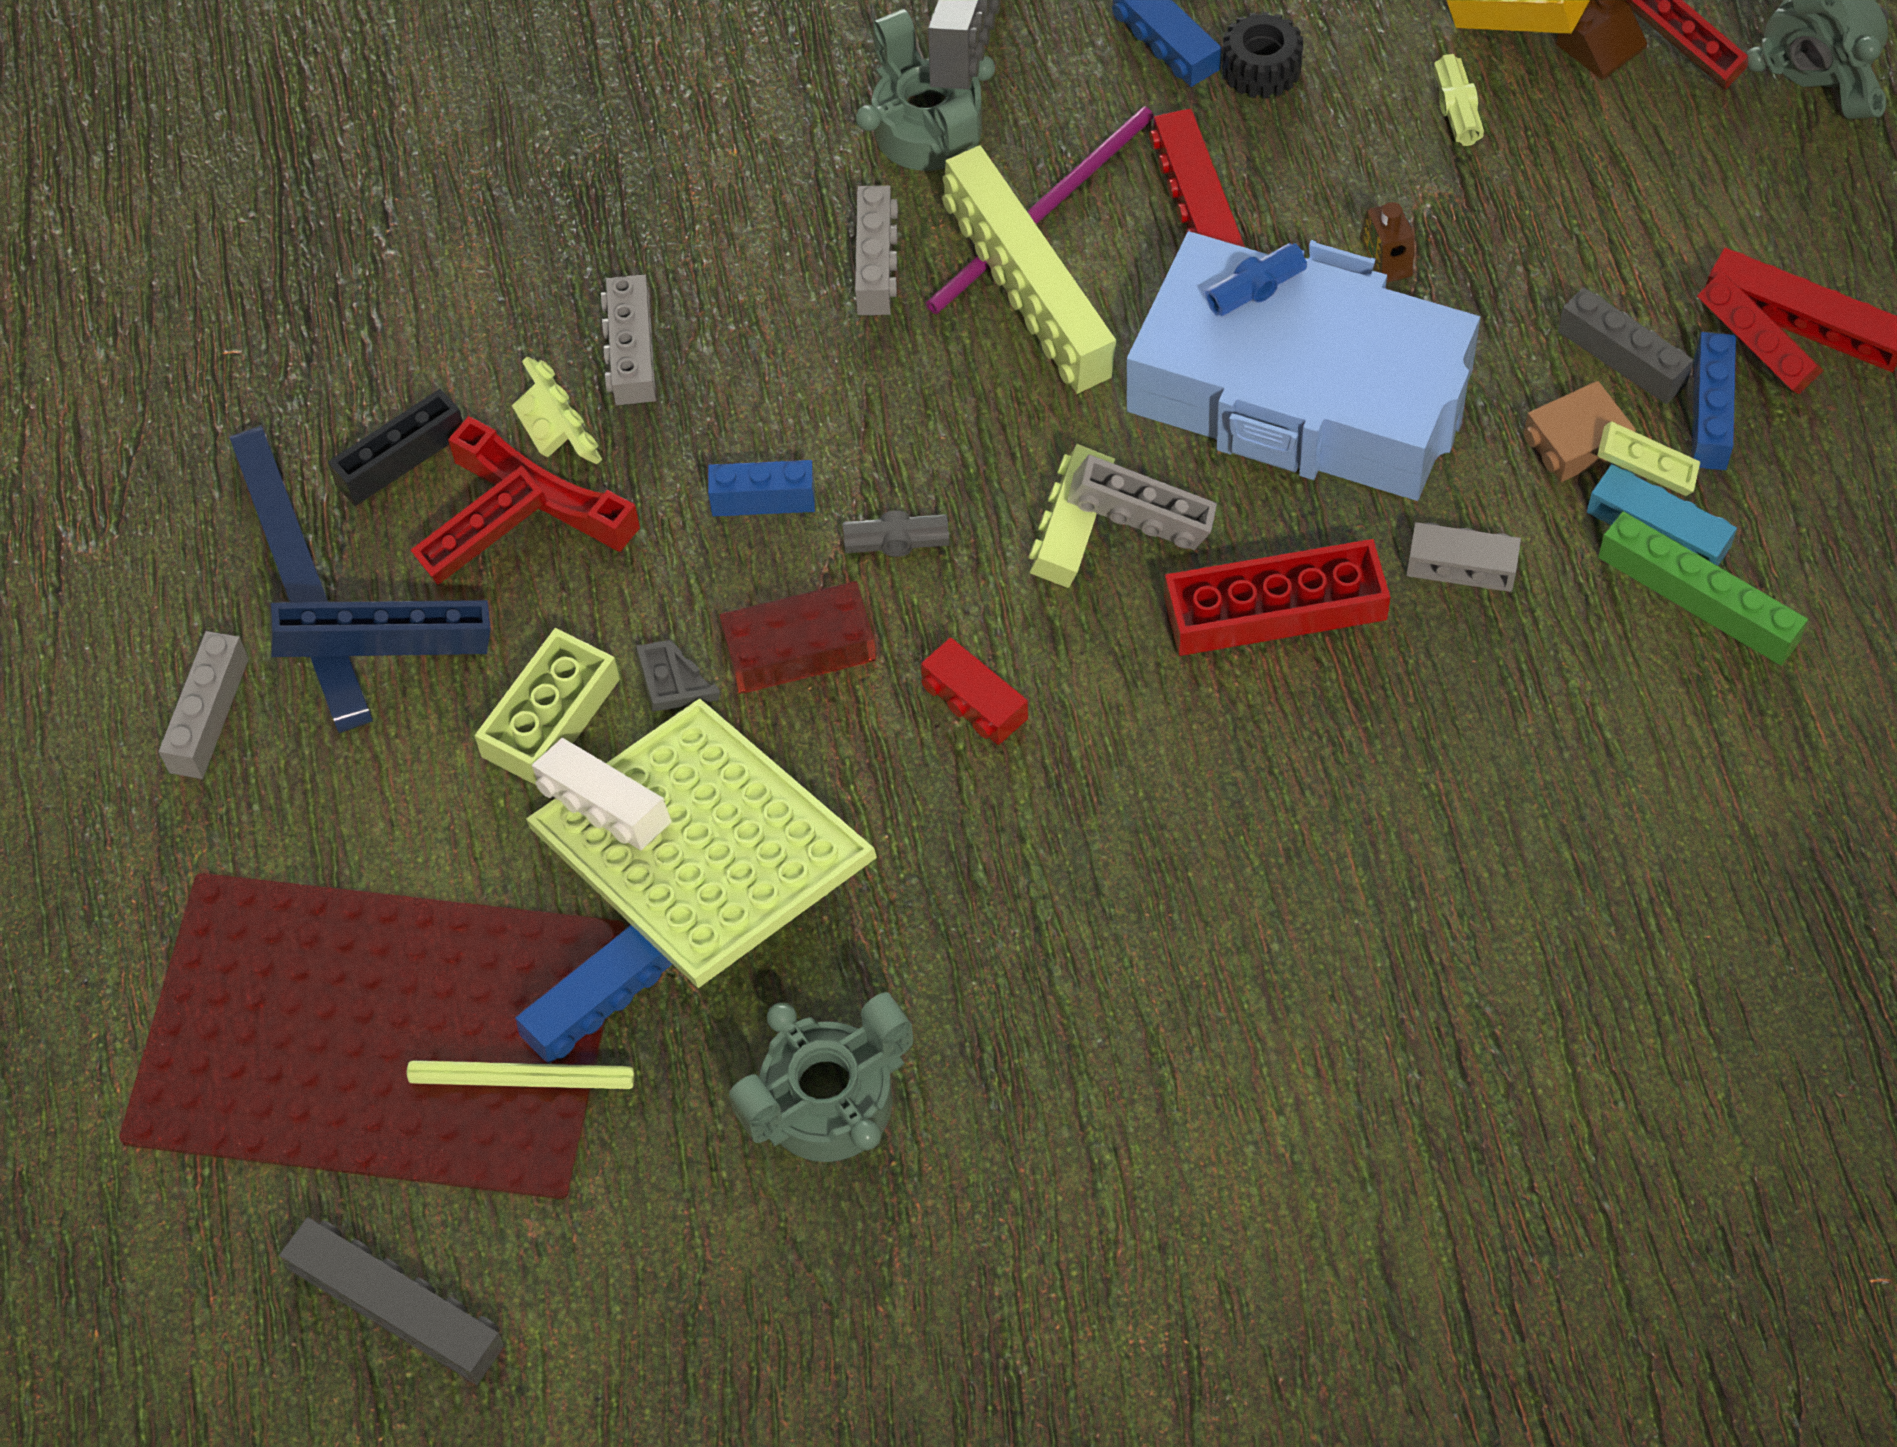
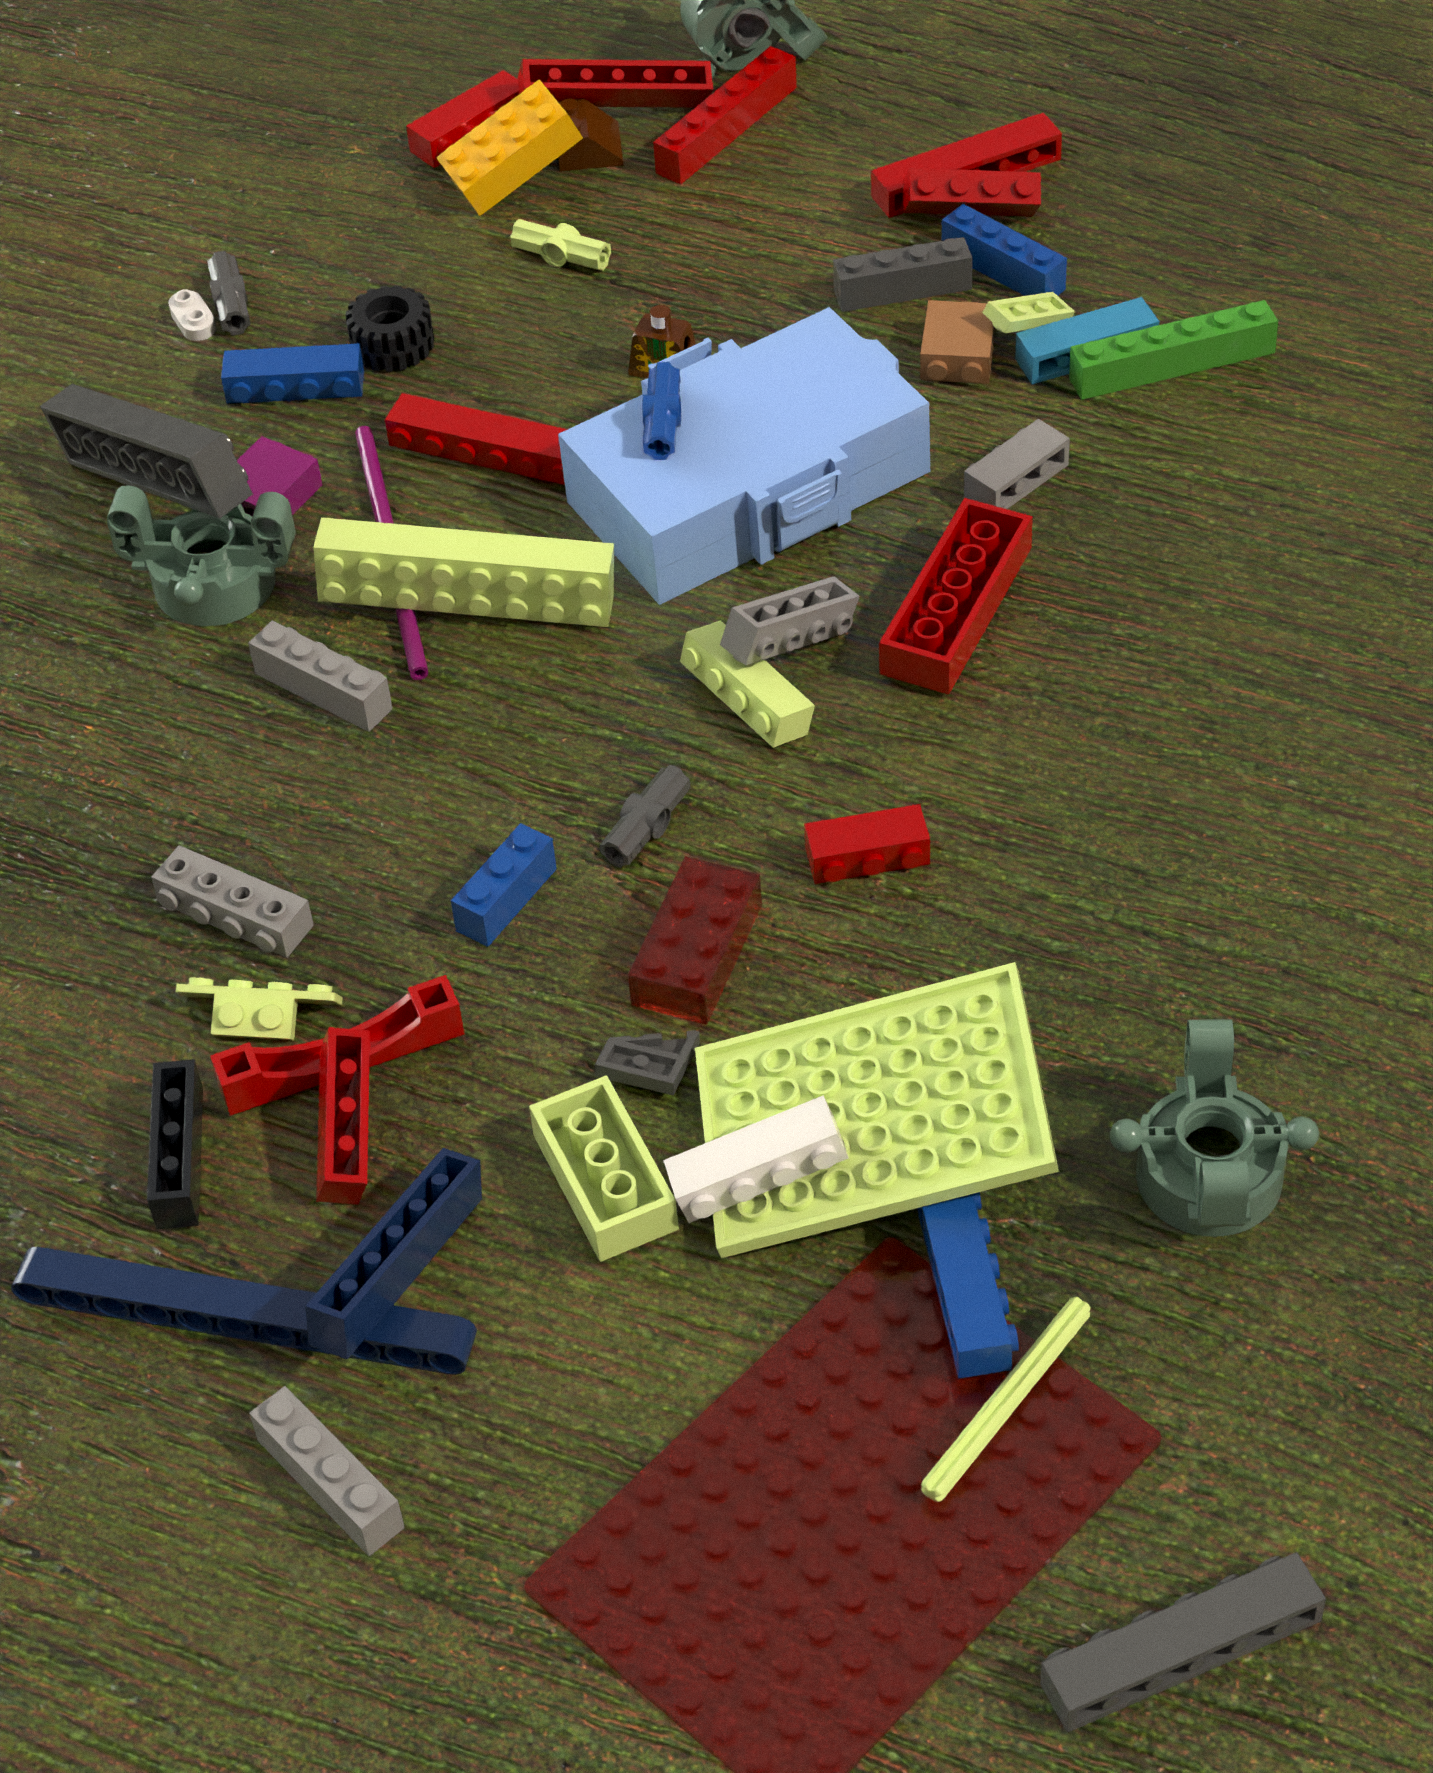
camera: 55 degrees left, 10 degrees down
(1039, 92) = (279, 470): none -> magenta brick
(1714, 108) = (725, 115): none -> red brick

